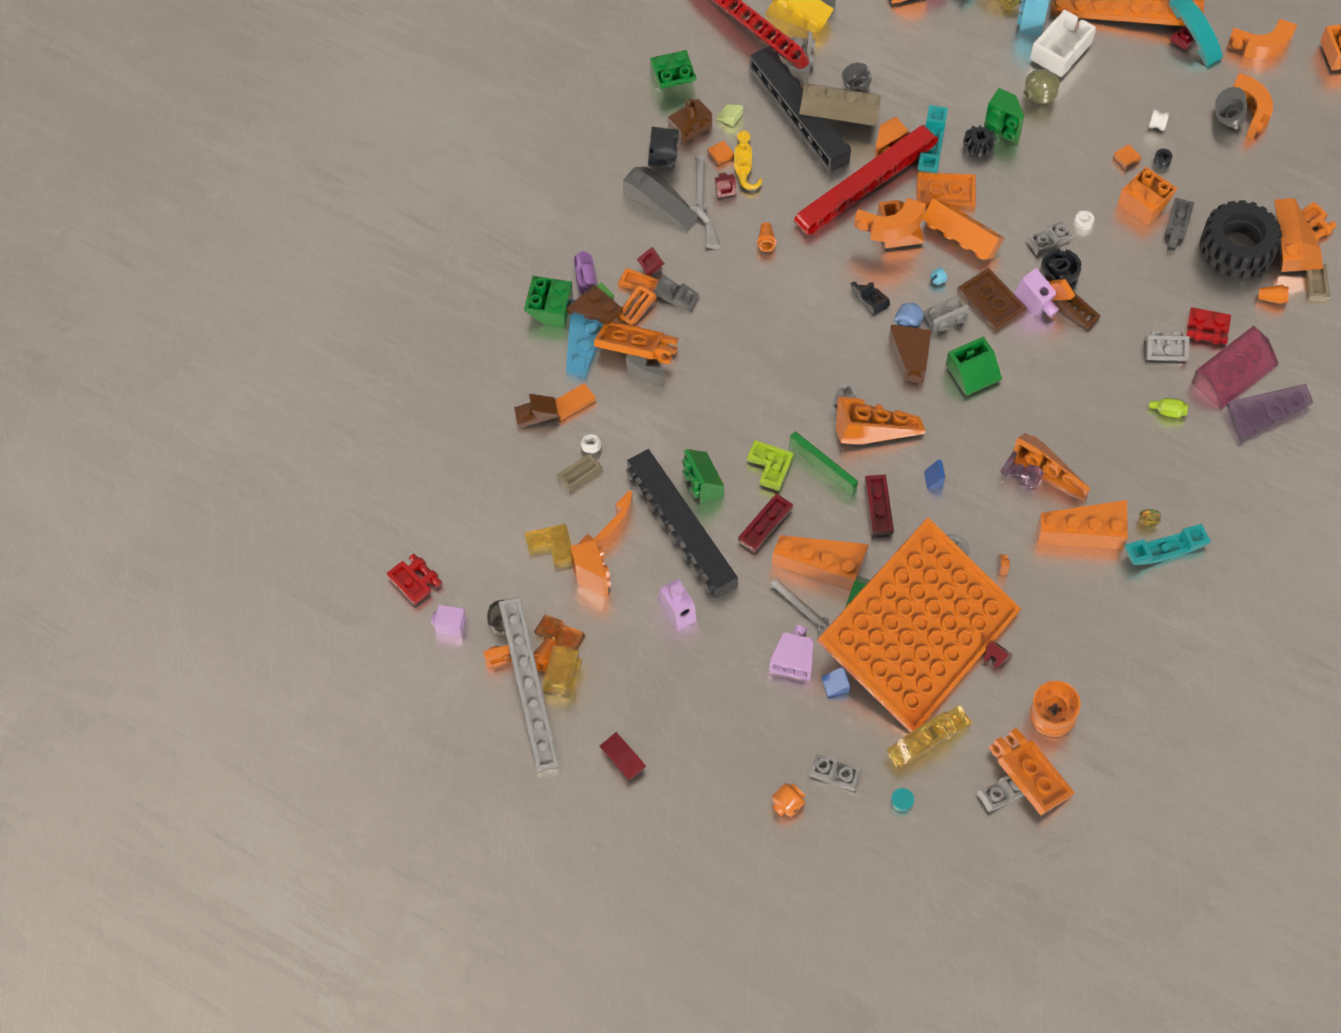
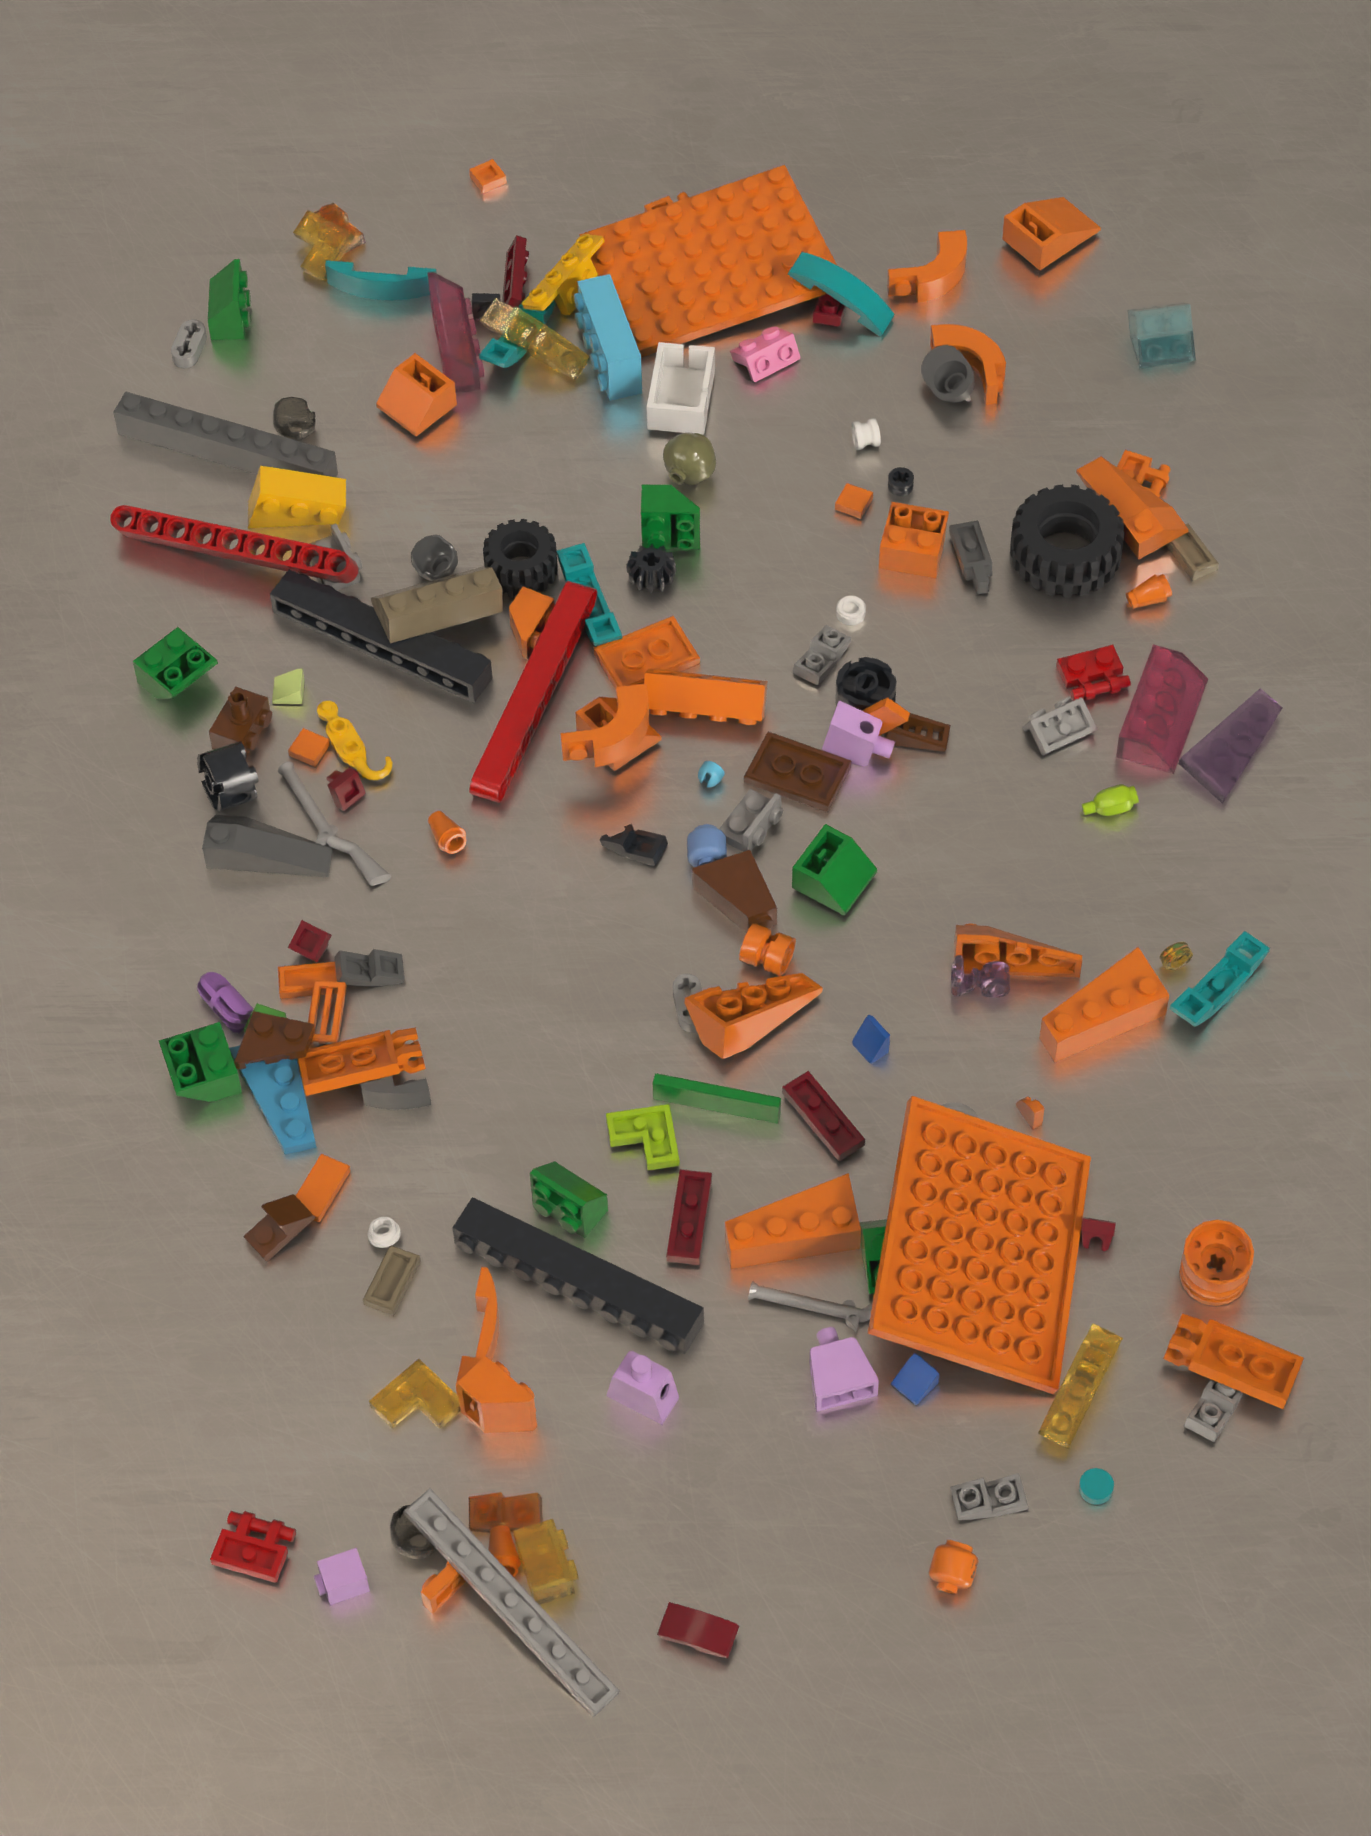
camera: 30 degrees left, 5 degrees down
(906, 88) = (520, 540): none -> black tyre
(906, 393) = (767, 949): none -> orange wheel
(1129, 46) = (767, 352): none -> bright pink bracket

